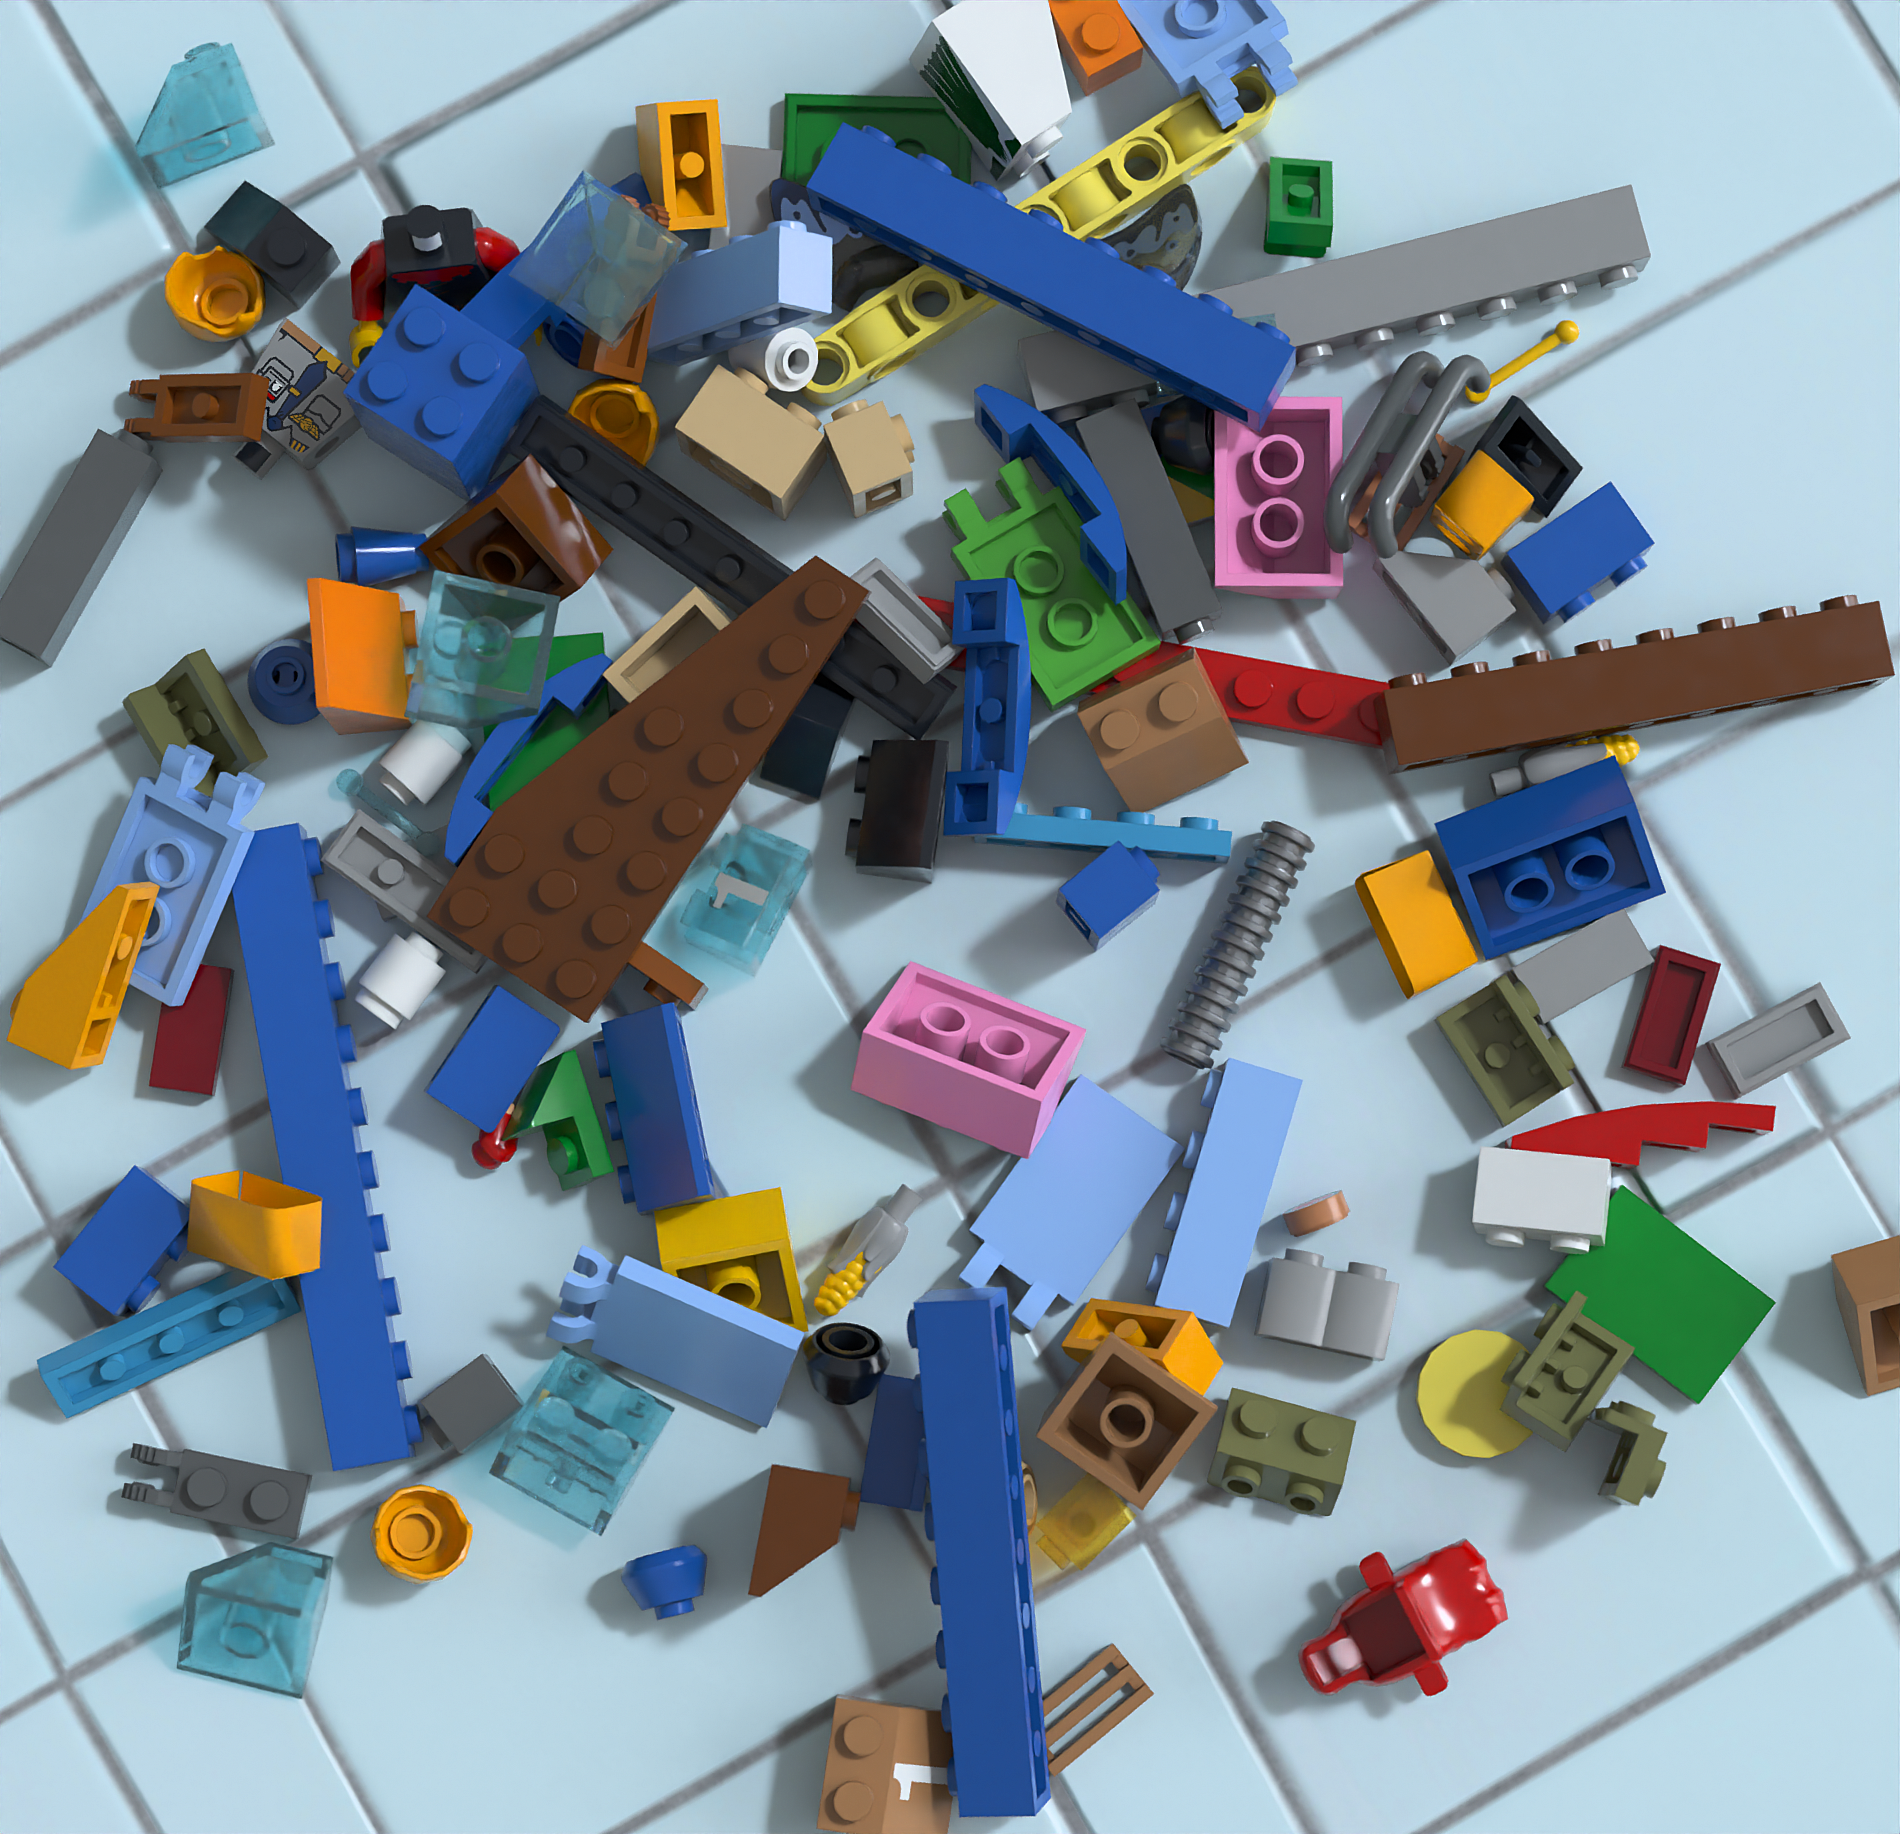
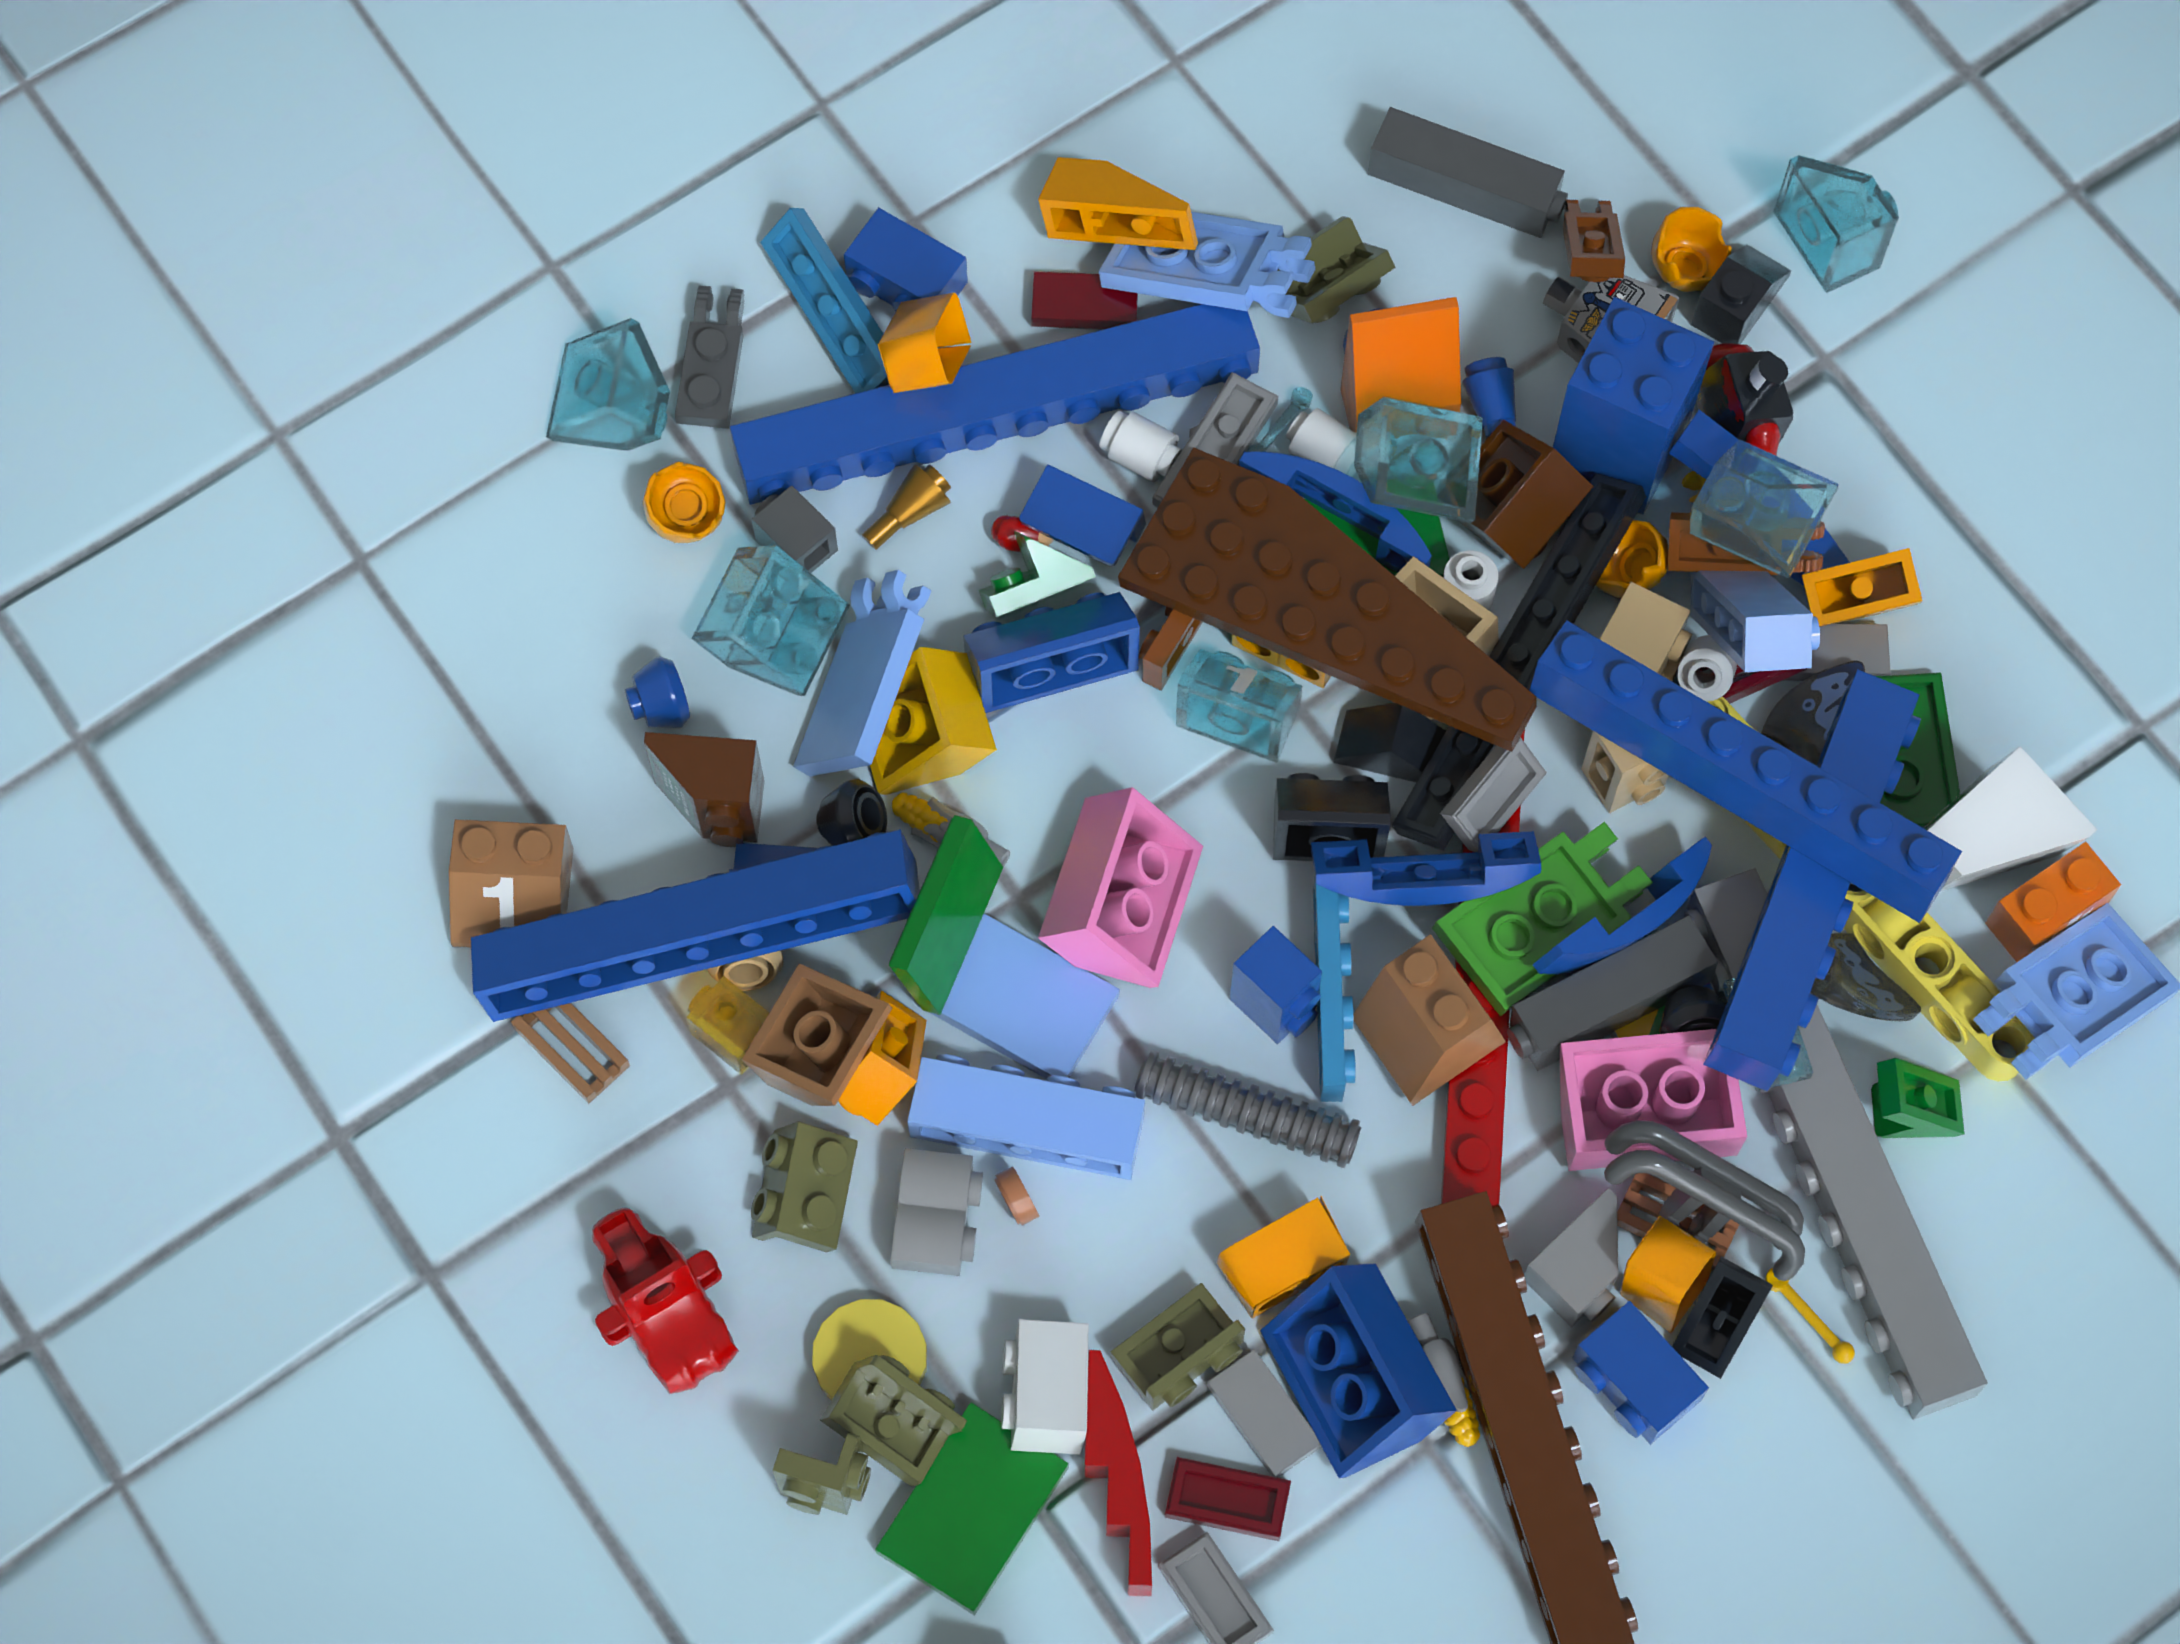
camera: 85 degrees right, 15 degrees down
(438, 1254) = (916, 498): none -> pearl gold cone
(620, 593) = (1474, 575): none -> white brick
(940, 335) = (1744, 771): none -> blue brick
(1000, 1261) = (946, 915): none -> green tile

